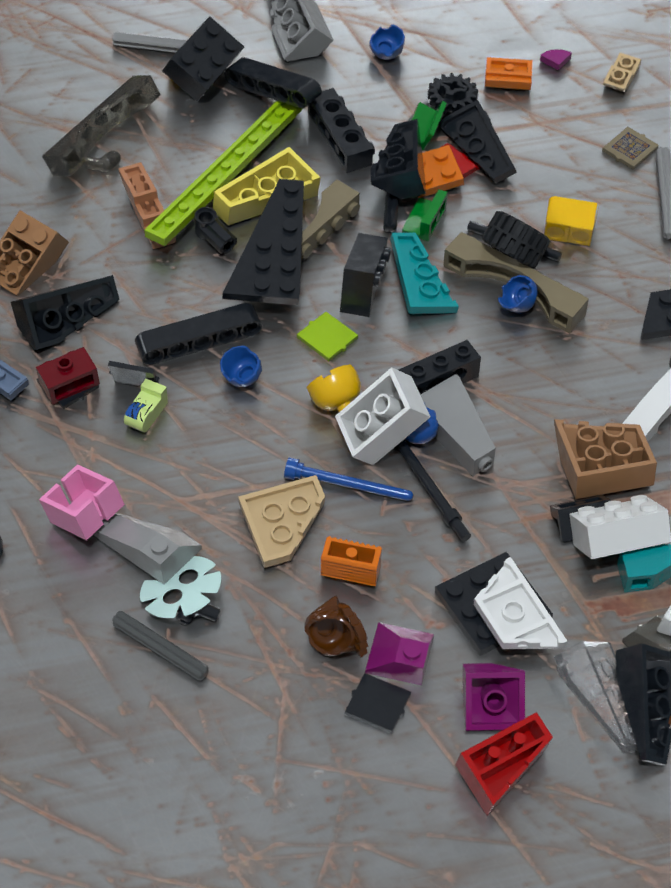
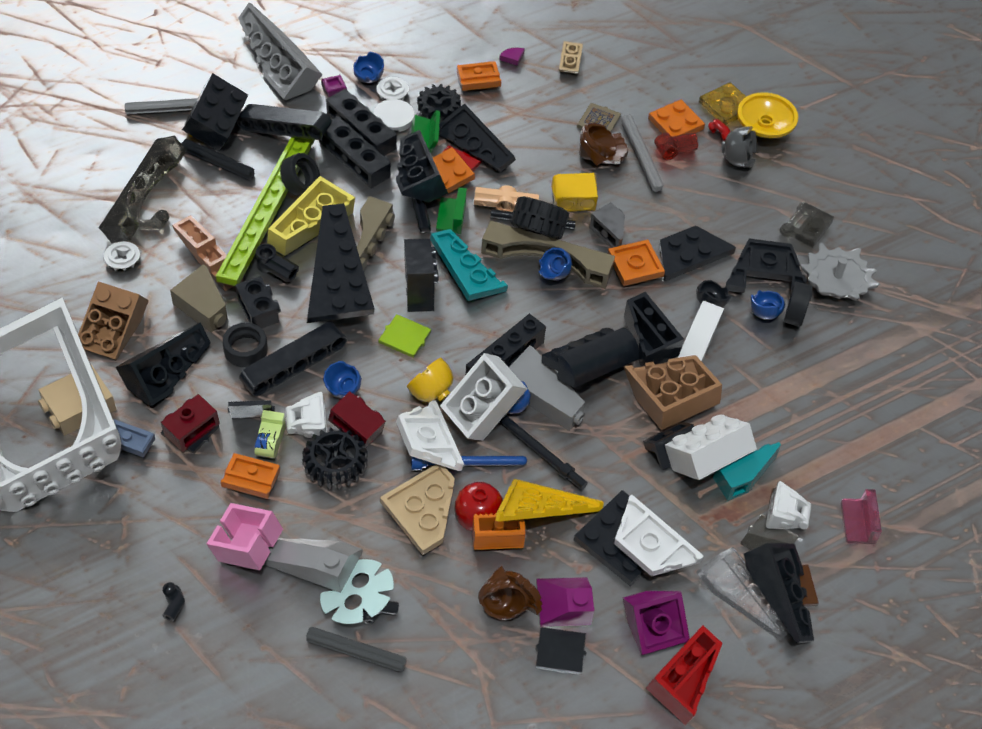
camera: 20 degrees left, 0 degrees up
(63, 184) = (124, 249): none -> white gear
(112, 443) = (250, 475): none -> orange plate
(122, 251) = (200, 299): none -> dark tan slope
(148, 294) = (240, 331): none -> black tyre
(180, 268) = (257, 302): none -> black brick
(192, 110) = (218, 159): none -> black axle
(197, 398) = (312, 416): none -> white piece
(205, 454) = (338, 465): none -> black gear
(241, 411) = (354, 415): none -> dark red brick
(257, 142) = (289, 175): none -> black tyre
(311, 445) = (429, 437): none -> white wing
(341, 522) = (476, 499): none -> red cylinder
(344, 55) = (333, 85): none -> magenta tile
(360, 99) = (362, 121): none -> black brick
(398, 99) = (395, 114): none -> white tile
(403, 538) = (531, 500): none -> yellow tile
(415, 68) = (398, 85): none -> white gear
(482, 210) = (501, 198): none -> light nougat piece
(523, 400) = (592, 355): none -> black brick
(597, 265) = (608, 224): none -> flat silver slope
(600, 388) = (652, 330): none -> black wedge
(613, 311) = (636, 262): none -> orange plate
(620, 175) = (601, 145): none -> reddish brown hair

